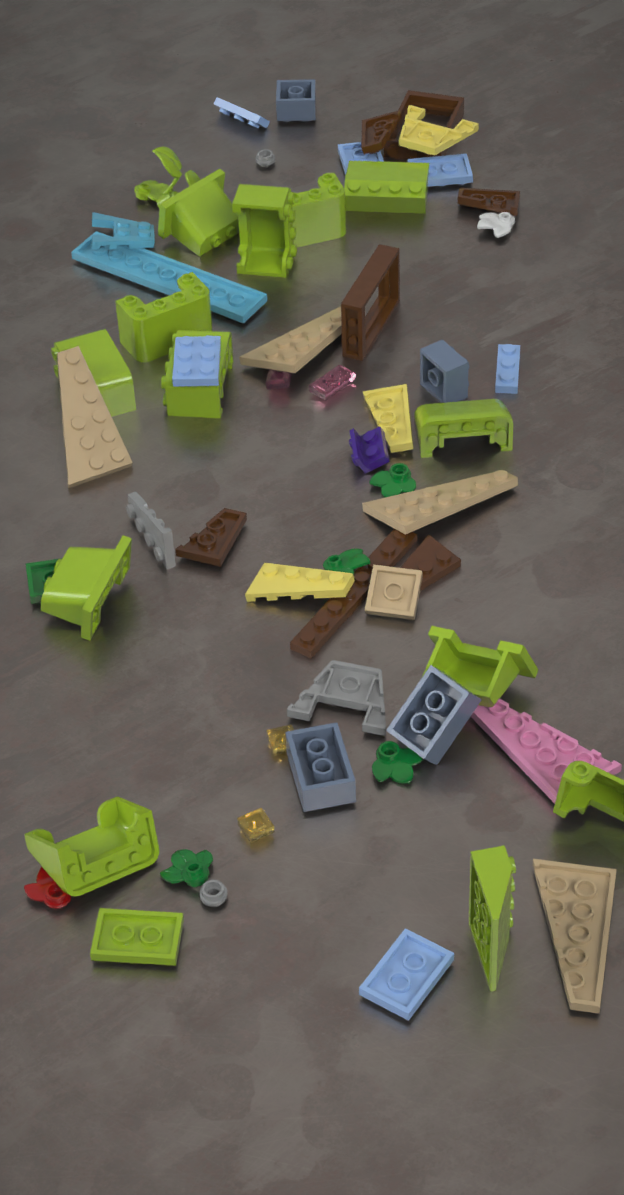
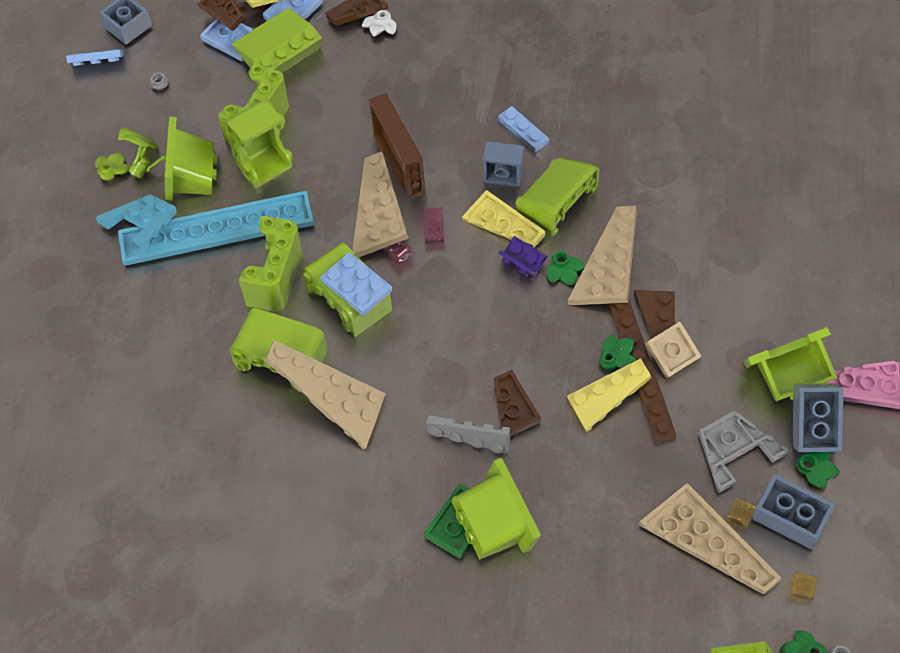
camera: 45 degrees left, 15 degrees up
(231, 730) = (699, 530): none -> tan wing

